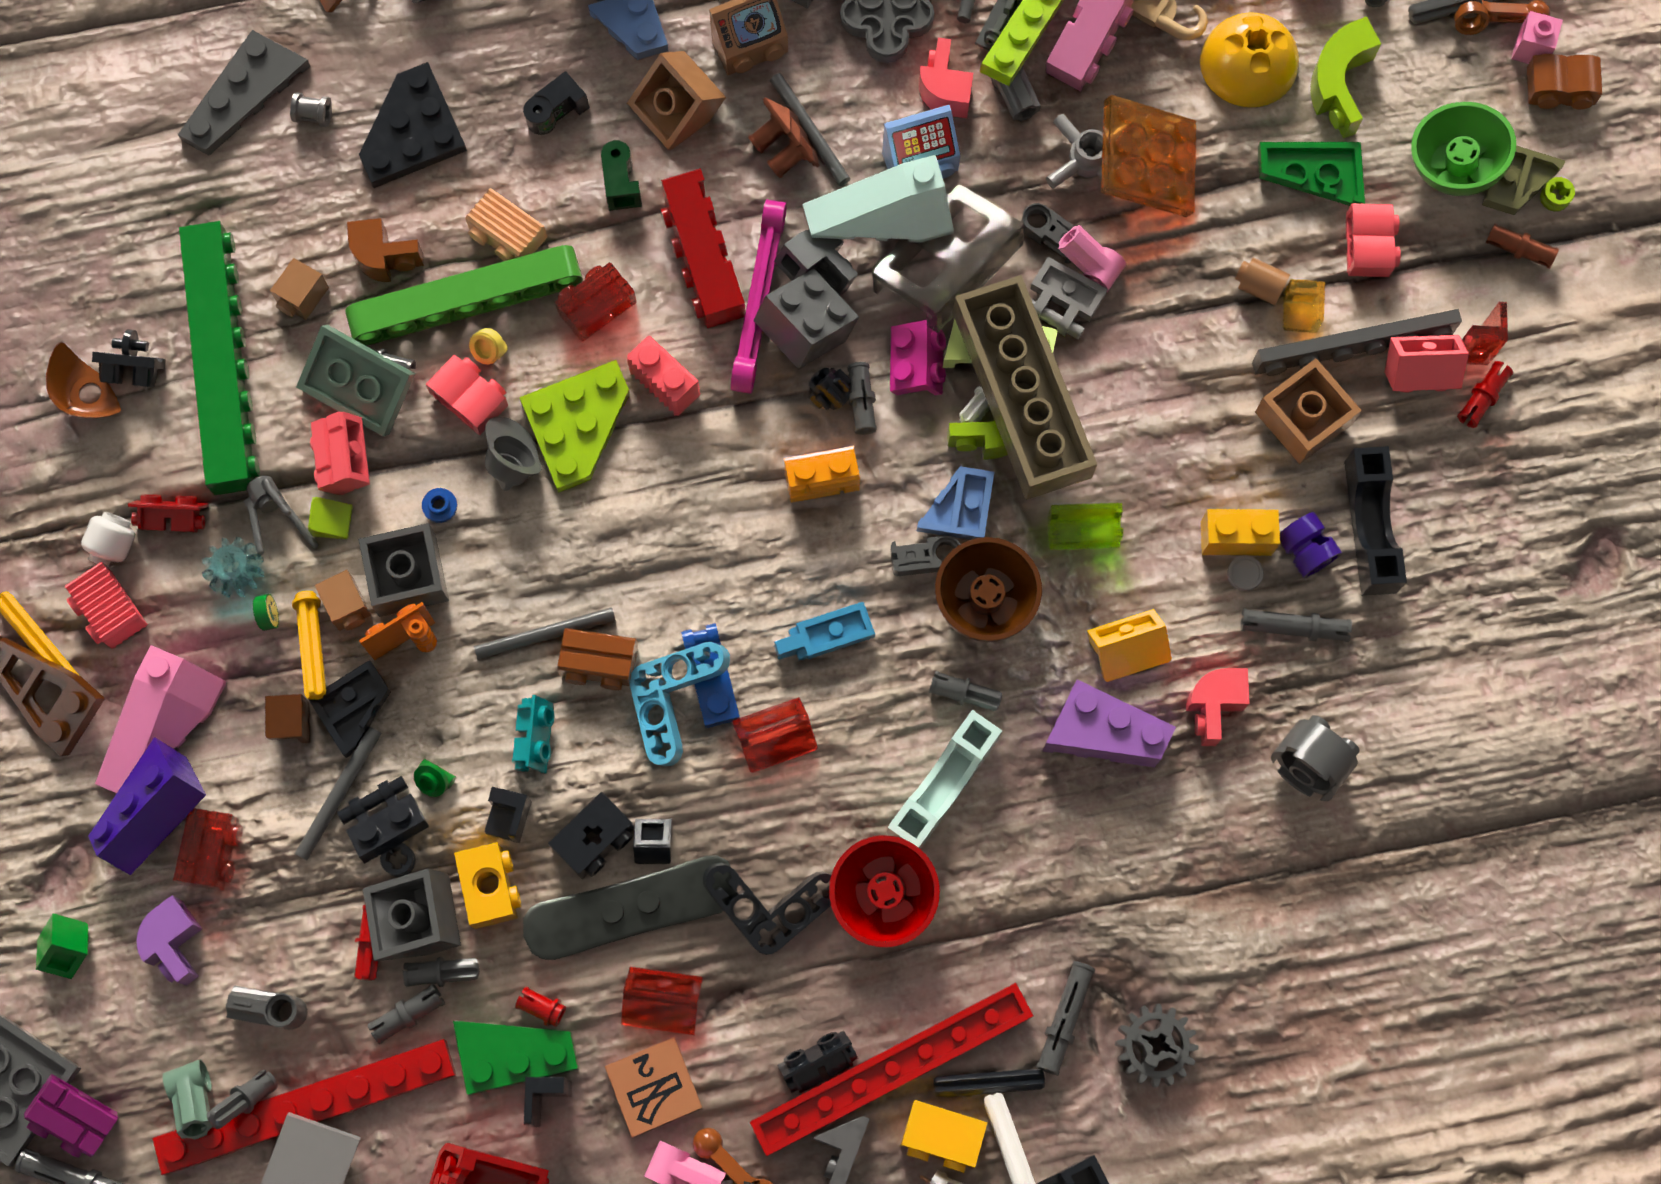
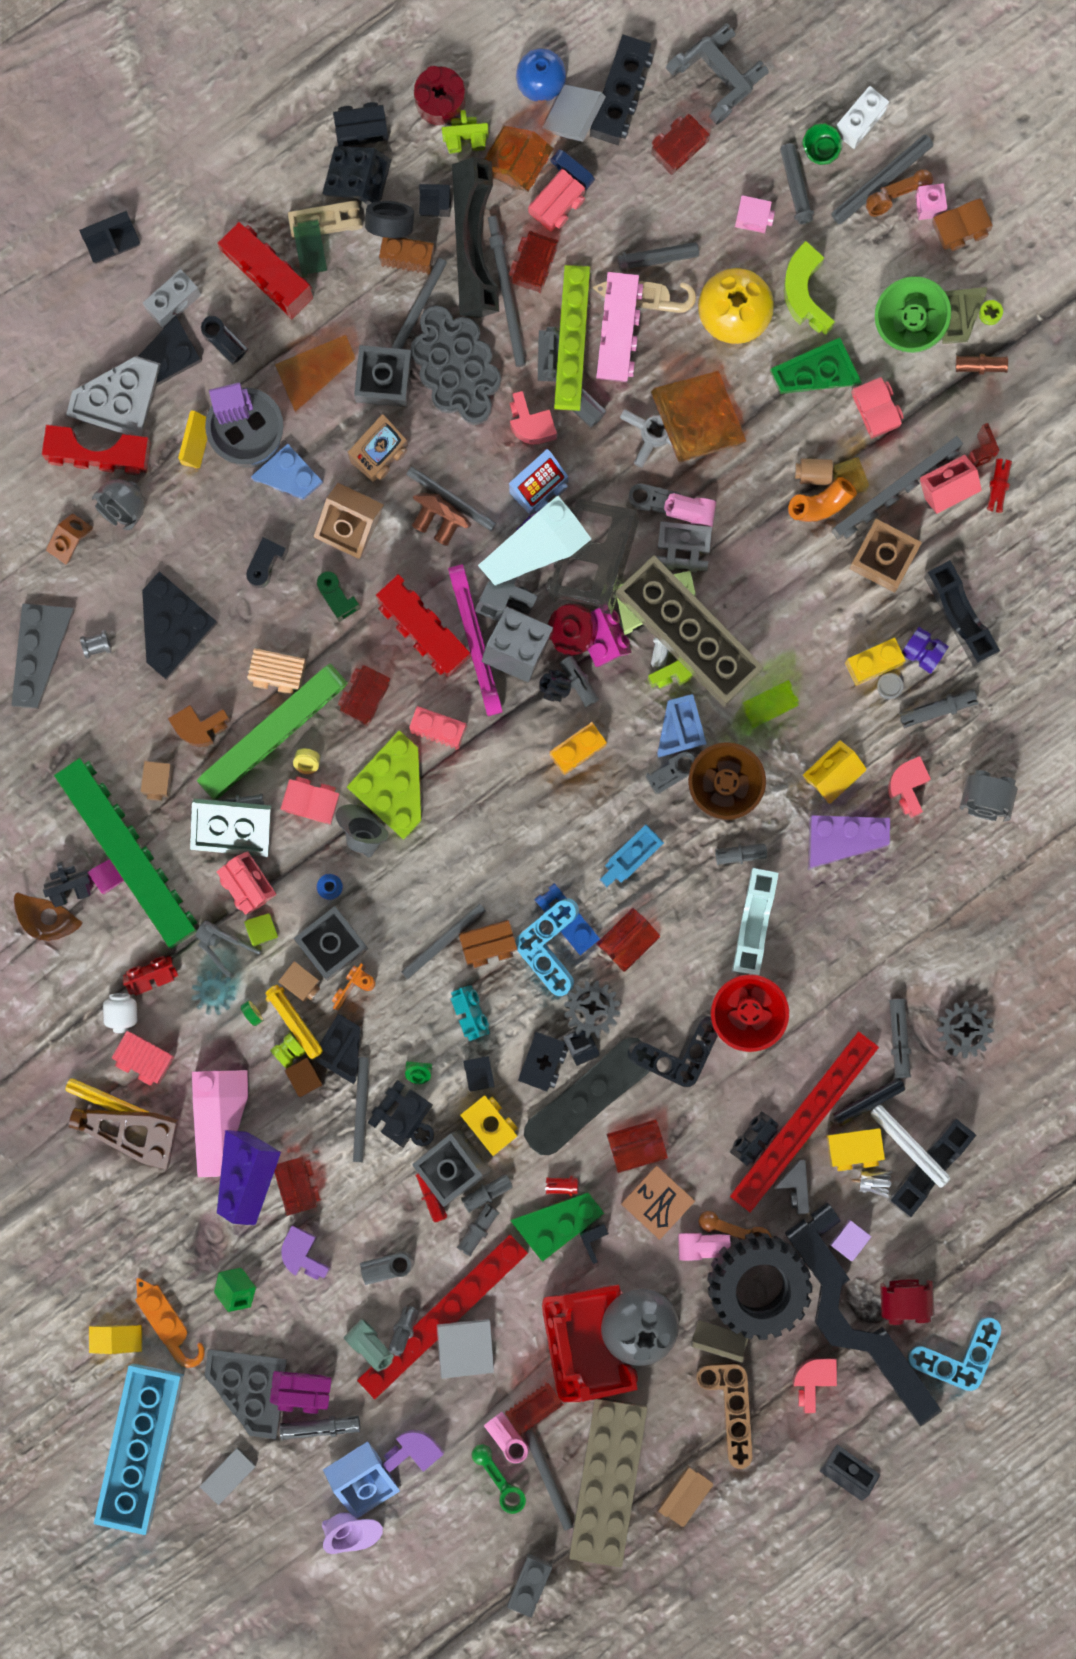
camera: 20 degrees left, 10 degrees up
(177, 375) = (105, 876): none -> dark pink slope
(284, 677) = (283, 1055): none -> lime wheel
(695, 786) = (604, 1010): none -> dark grey gear
(882, 332) = (572, 629): none -> dark red tile
(1256, 322) = (823, 504): none -> orange cylinder

